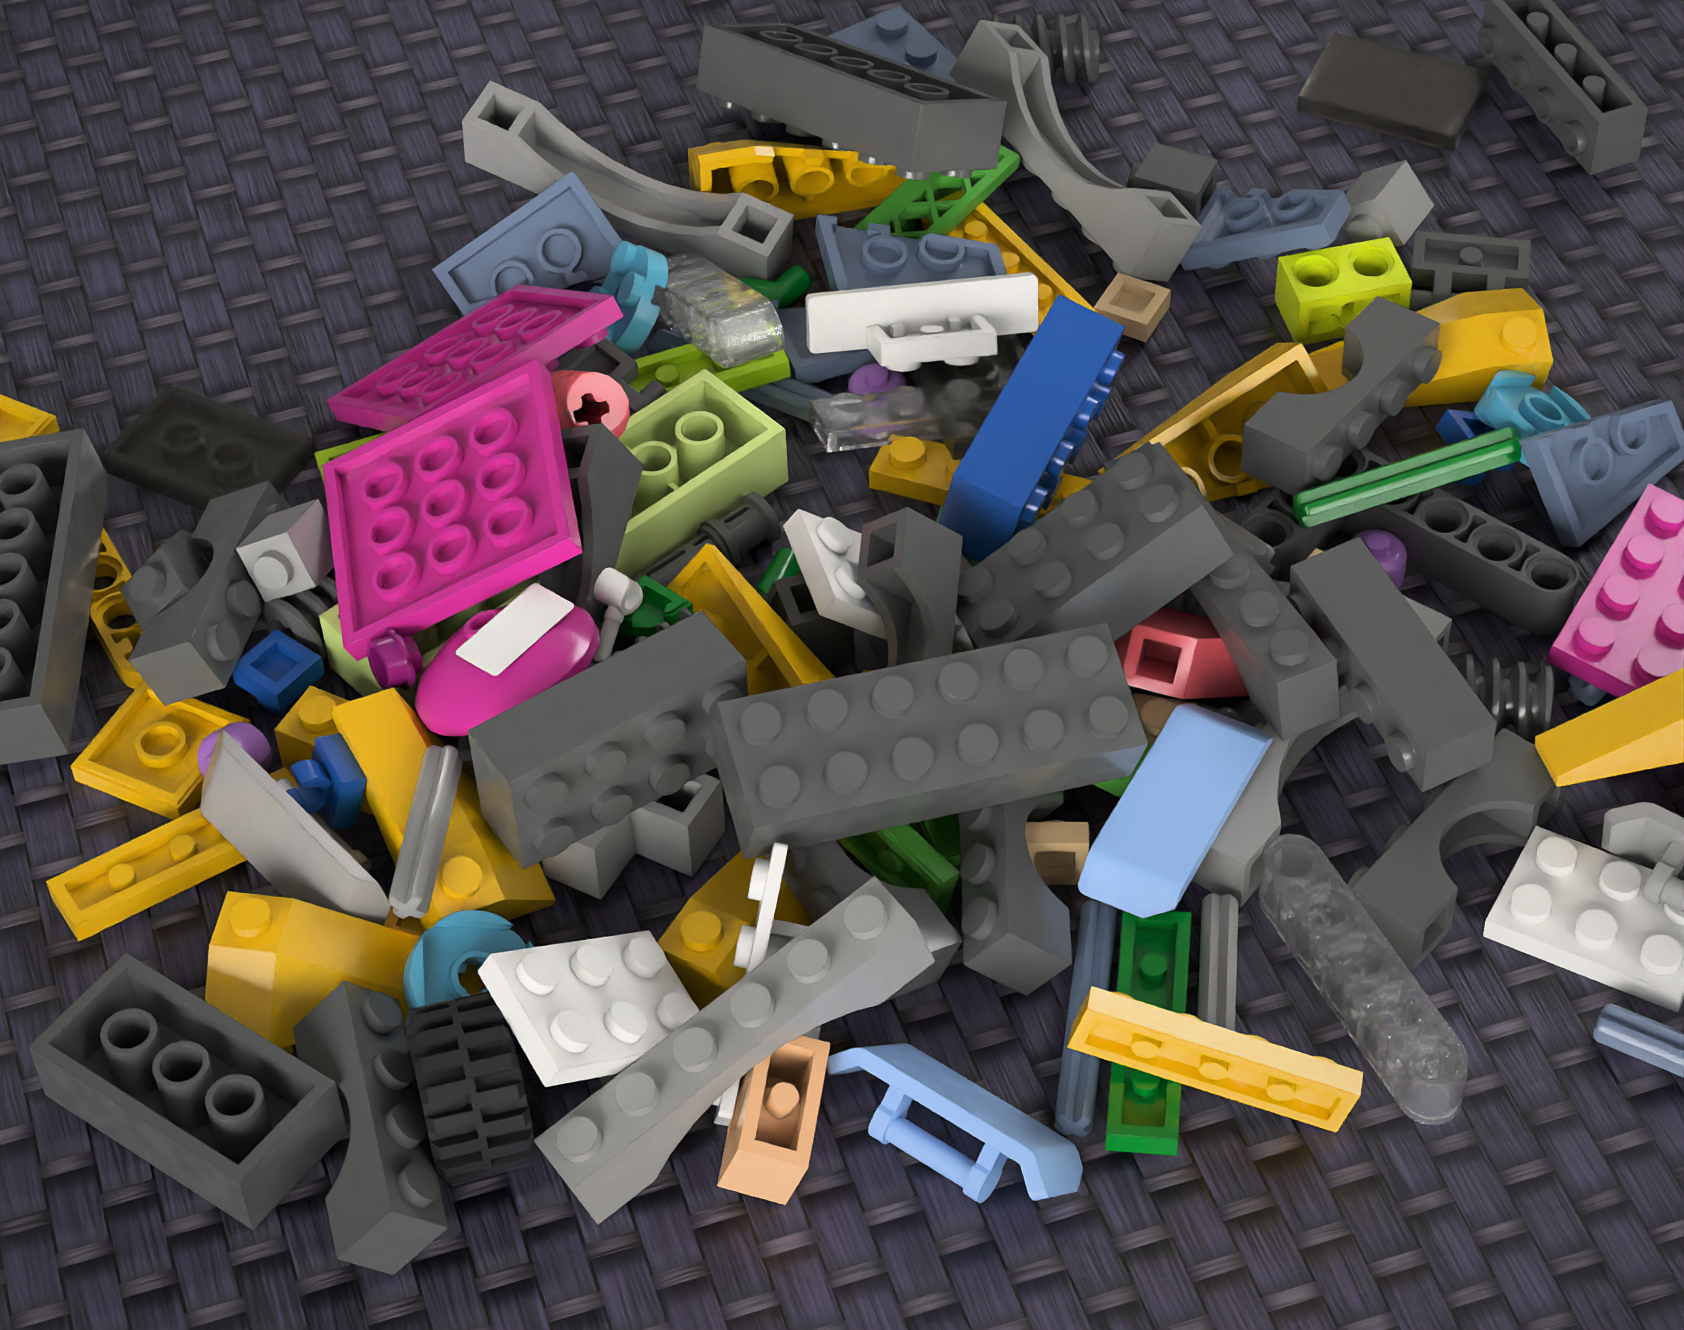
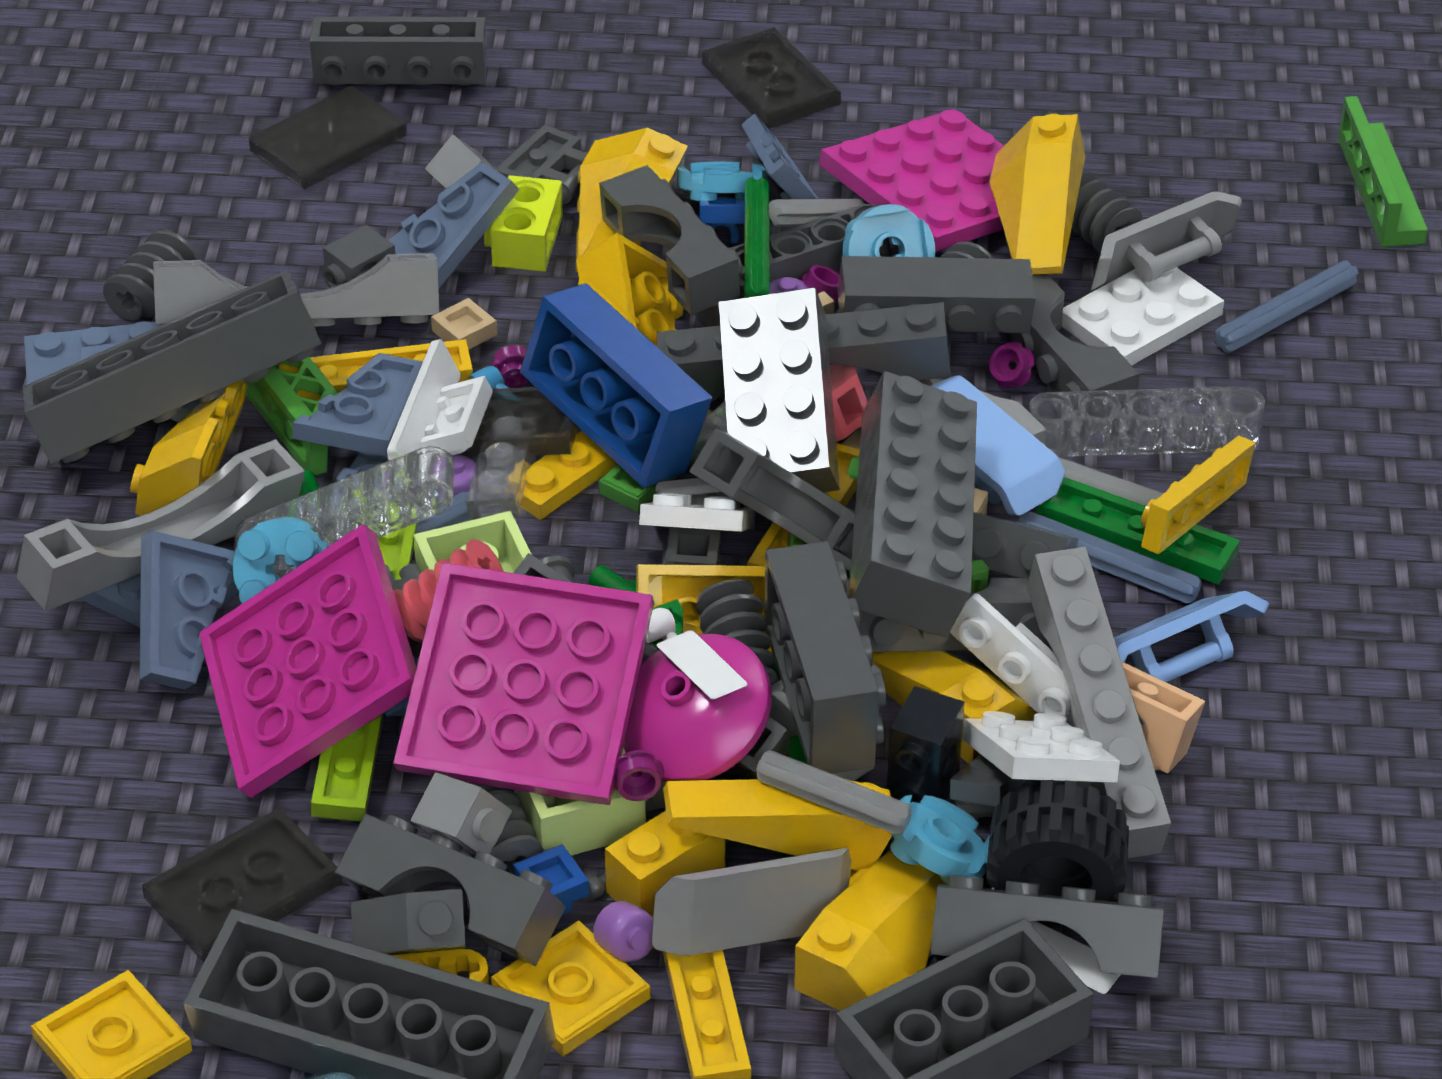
camera: 70 degrees left, 5 degrees down
(330, 782) = (719, 846): blue tile -> none
(589, 895) = (925, 745): none -> black brick
(1387, 807) = (1002, 359): none -> magenta plate
(1426, 572) = (822, 280): none -> magenta plate
(1513, 508) = (801, 211): none -> light grey axle
(1536, 601) = (889, 221): none -> medium azure plate

